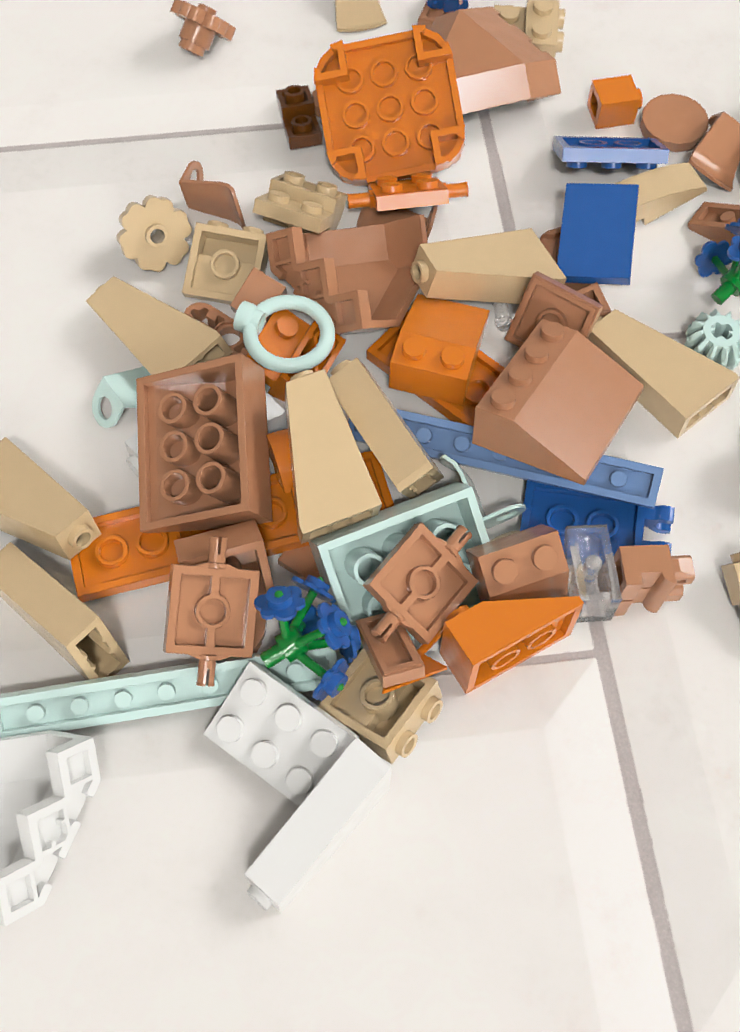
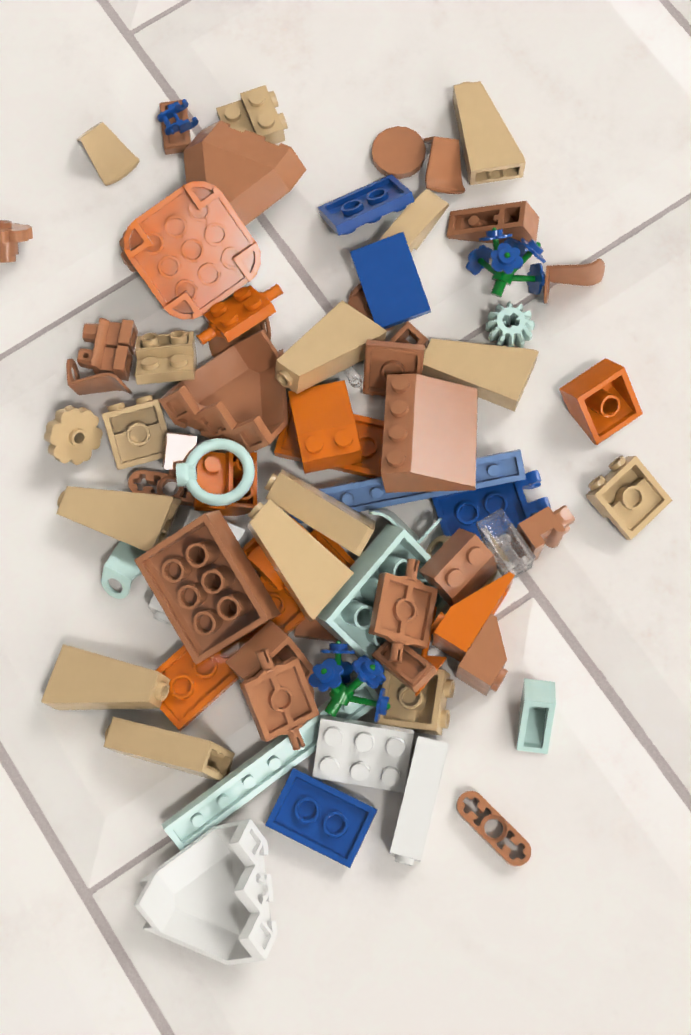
camera: 20 degrees left, 10 degrees up
(186, 790) = (321, 818): none -> blue plate
(247, 169) = (112, 347): none -> nougat hips
(299, 117) = (119, 279): reddish brown slope -> none
(420, 949) = (515, 840): none -> nougat beam
(491, 692) = (484, 660): none -> nougat slope
(526, 801) = (536, 715): none -> light aqua slope
(614, 101) = (348, 157): orange brick -> none

